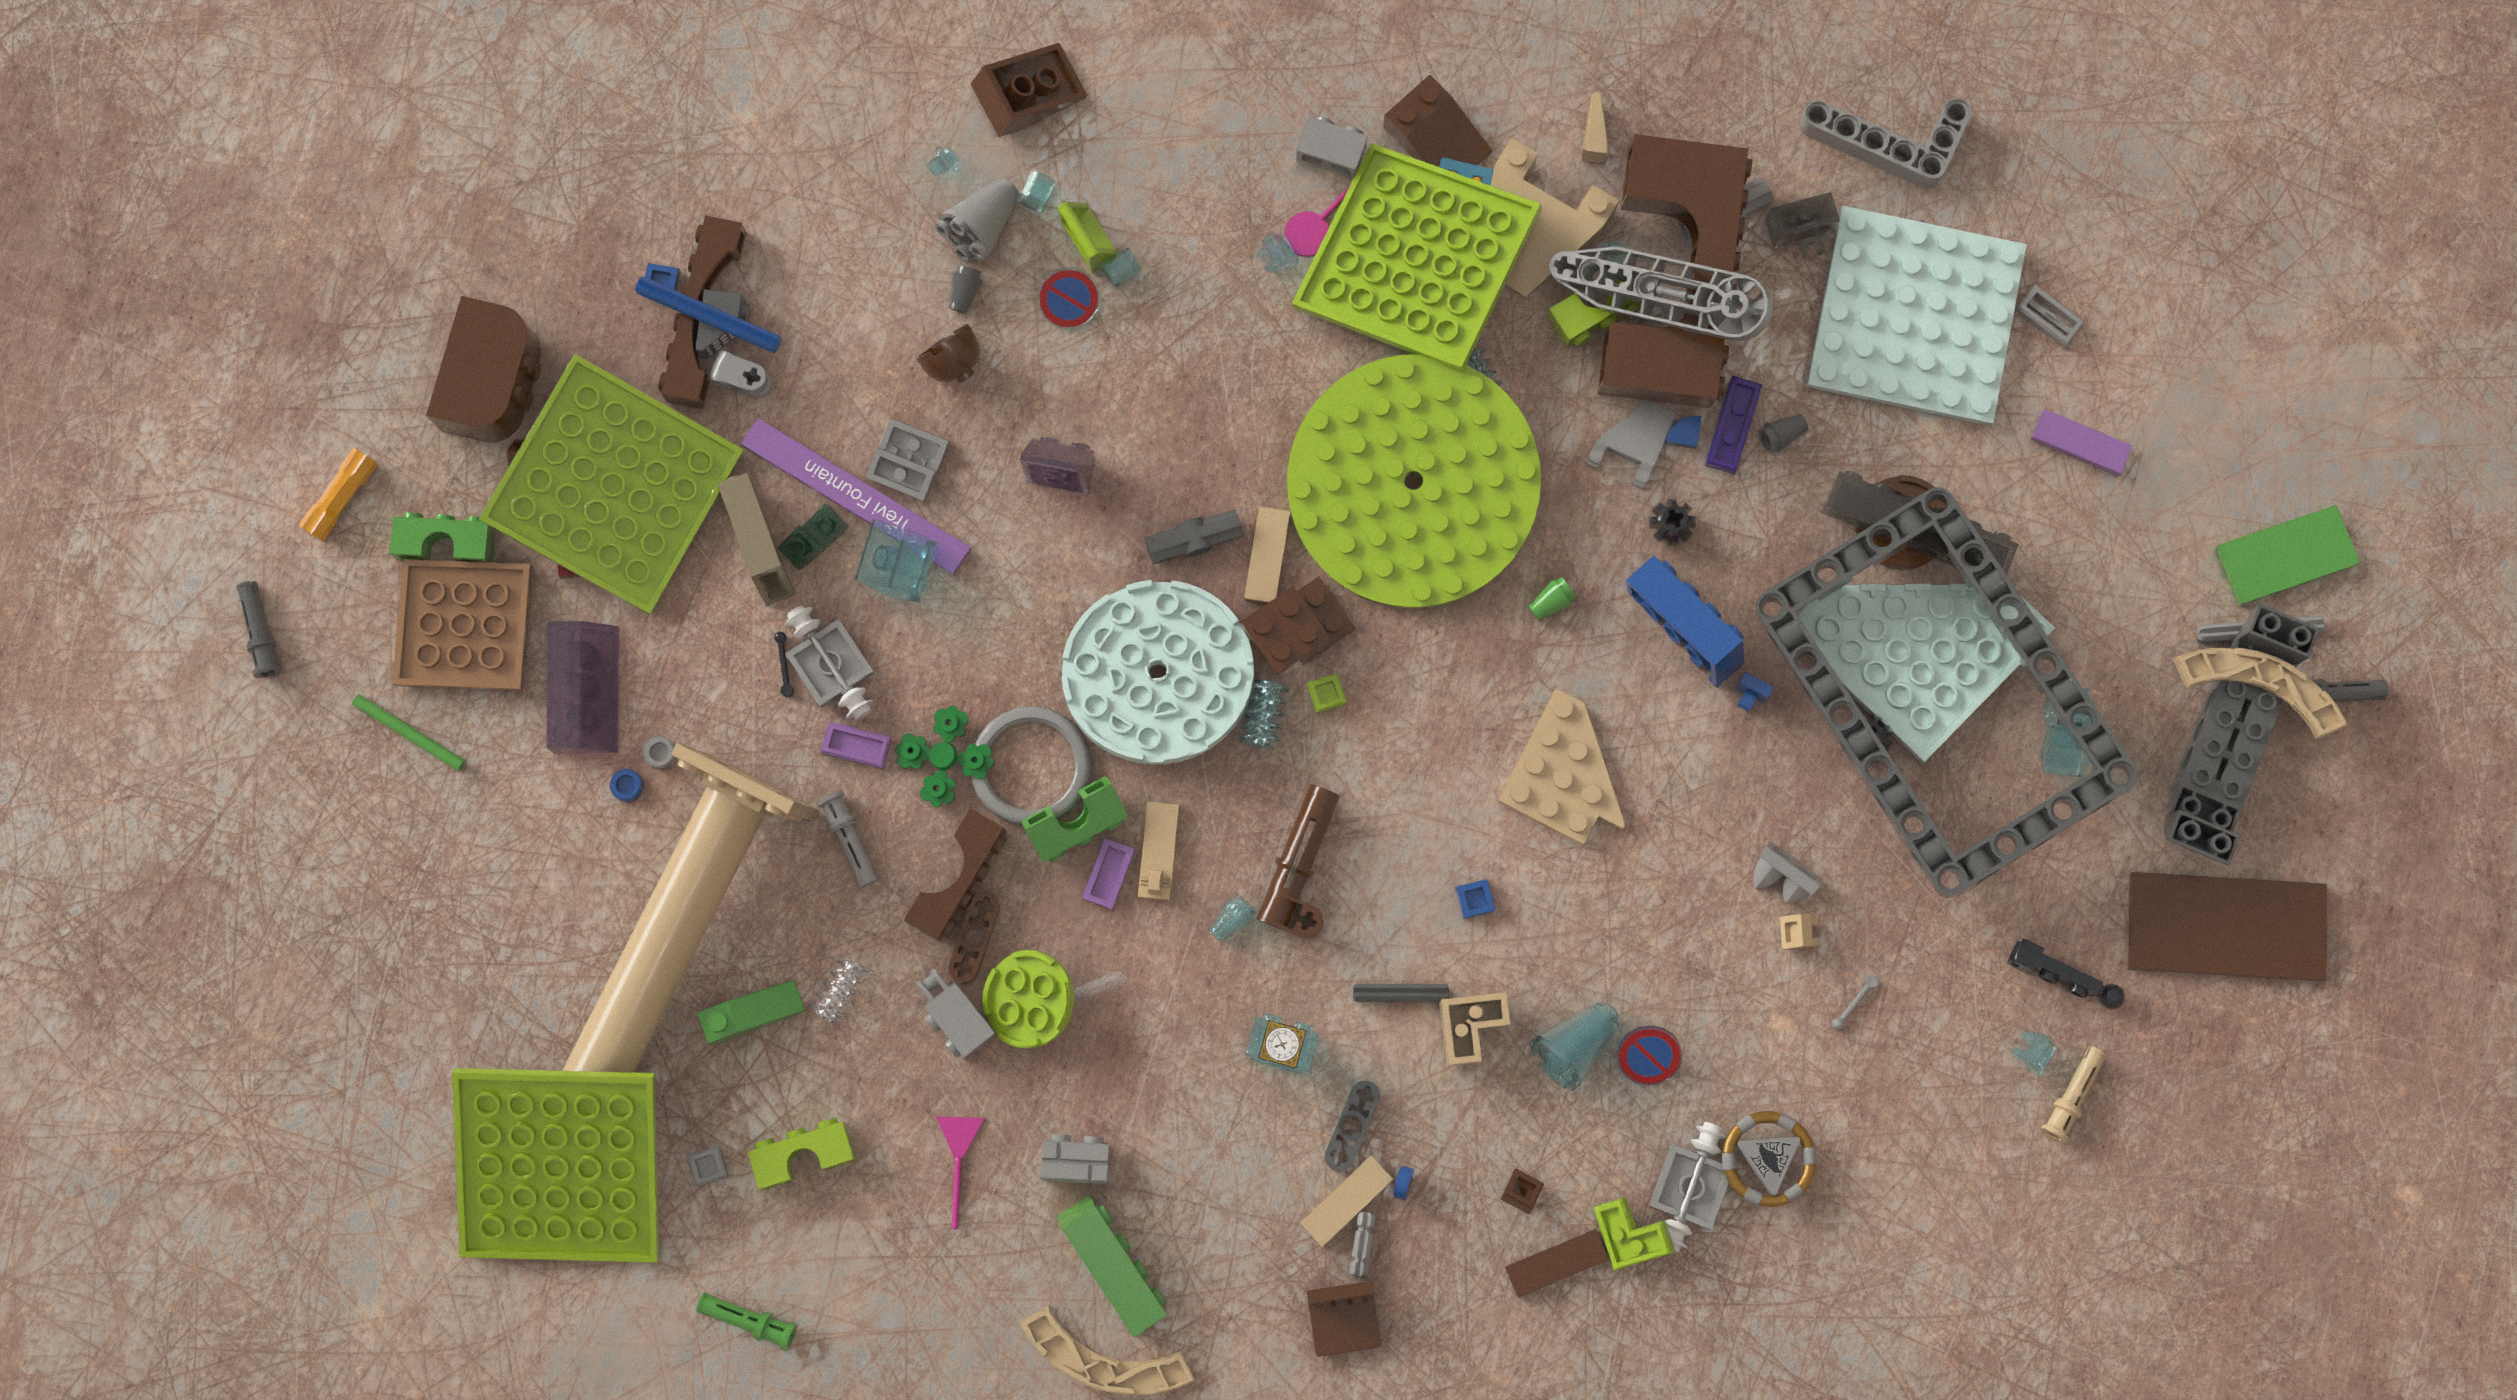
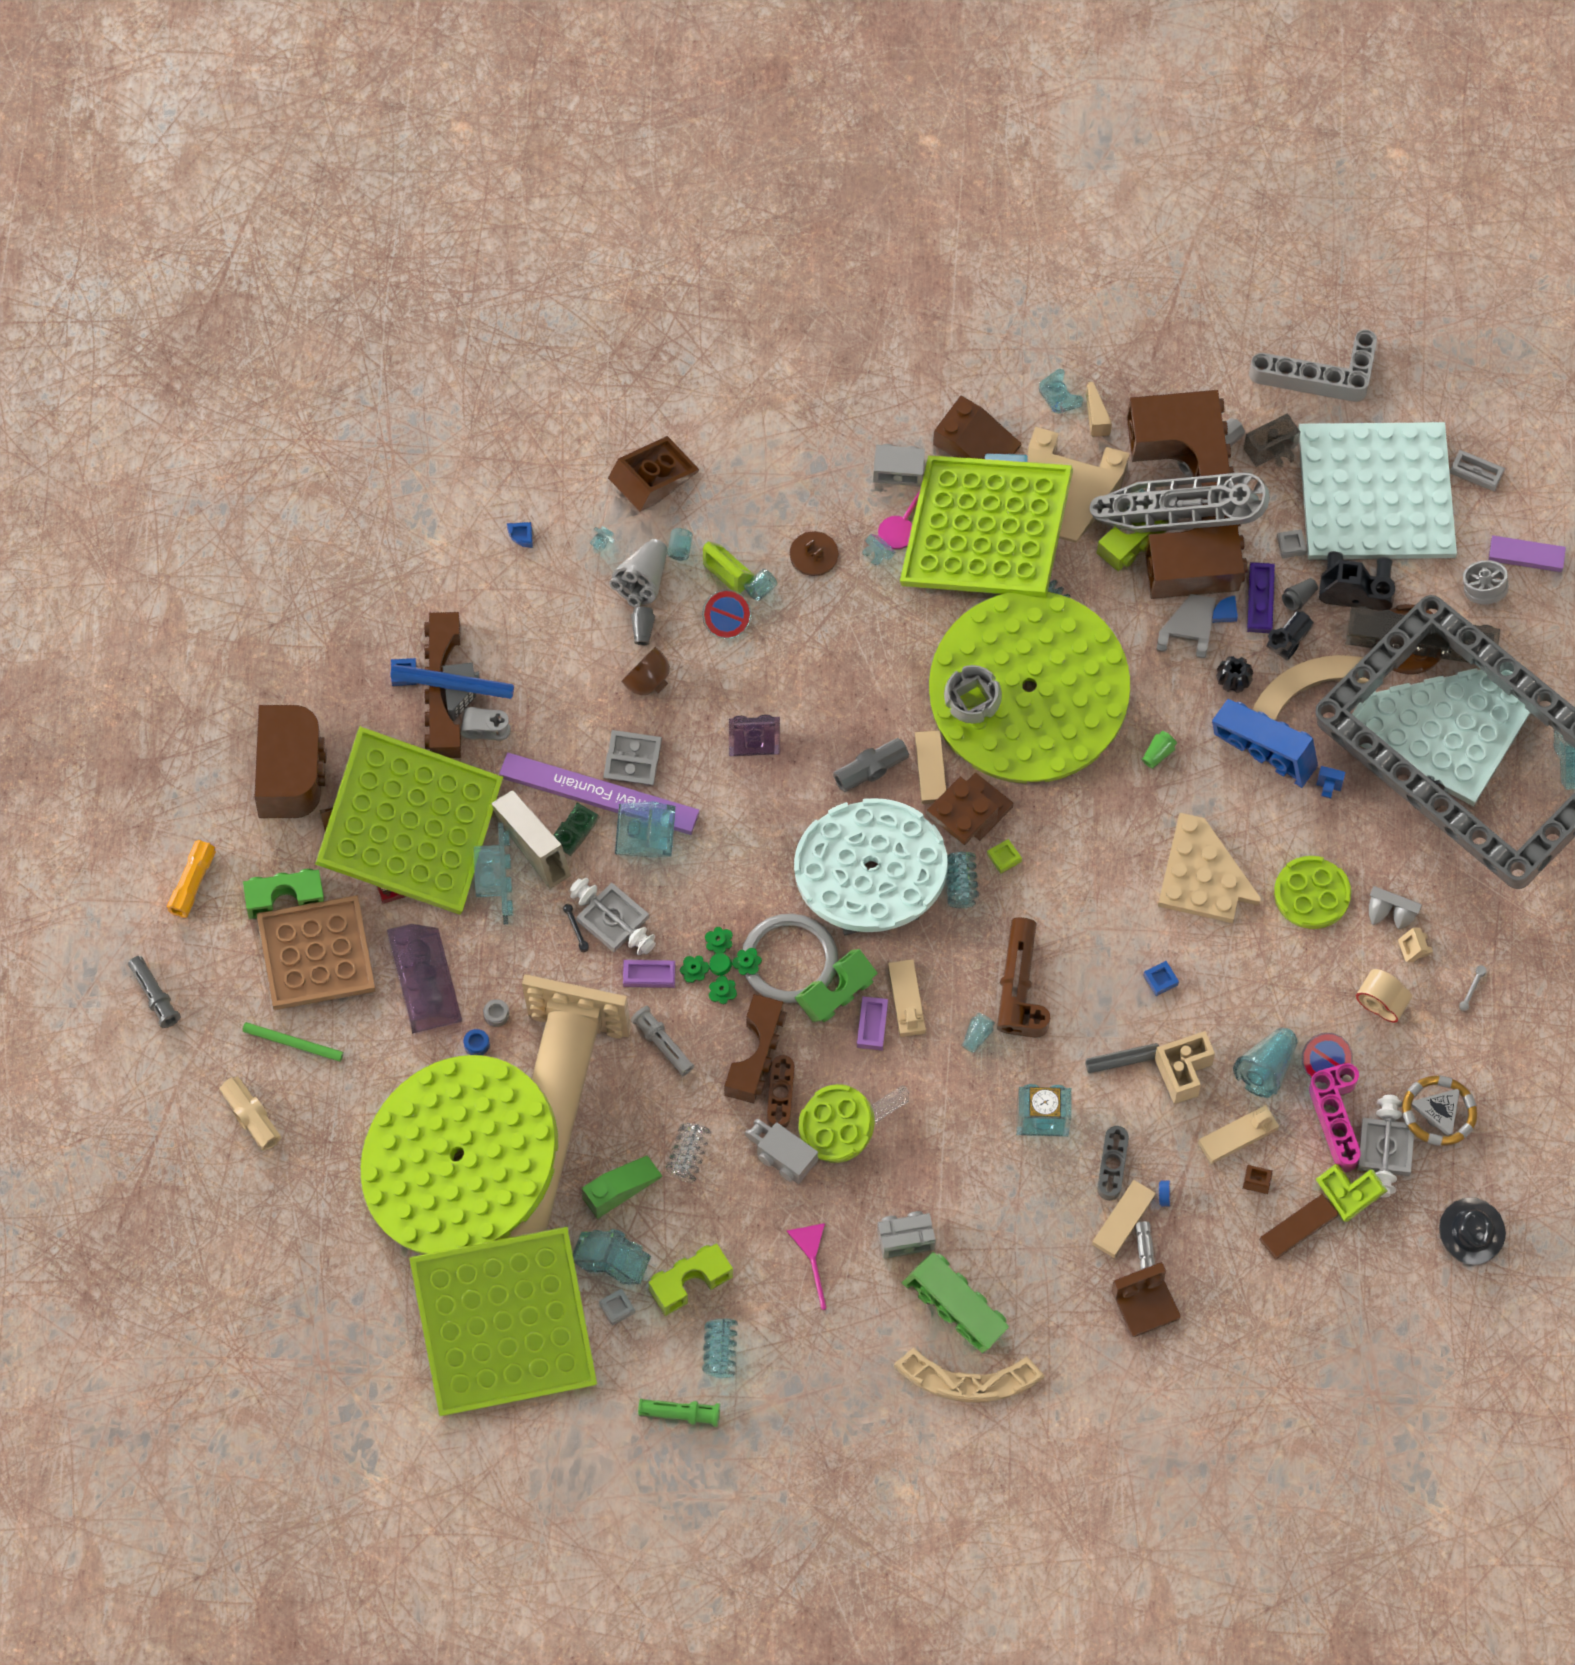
camera: 15 degrees left, 15 degrees down
(333, 814) = (250, 1113): none -> tan piece
(617, 930) = (506, 1164): none -> lime plate
(698, 573) = (490, 872): none -> clear light blue bracket
(711, 1106) = (611, 1254): none -> clear light blue brick
(814, 1252) = (717, 1348): none -> clear light blue piece
(849, 131) = (521, 533): none -> blue tile
(1199, 239) = (814, 553): none -> reddish brown piece
(1331, 462) = (965, 681): none -> light grey piece
(1515, 1125) = (1238, 1134): none -> tan hinge
(1553, 95) = (1056, 394): none -> clear light blue piece
(1643, 1139) = (1339, 1119): none -> dark pink beam
(1691, 829) = (1312, 892): none -> lime tile
(1741, 991) = (1384, 995): none -> tan piece
(1751, 489) = (1287, 639): none -> black piece
(1757, 543) = (1301, 678): none -> tan tile
(1767, 1321) = (1472, 1231): none -> black hat
(1791, 361) = (1291, 543): none -> light grey tile
(1861, 446) = (1352, 585): none -> black piece
(2018, 470) = (1485, 577): none -> light grey wheel

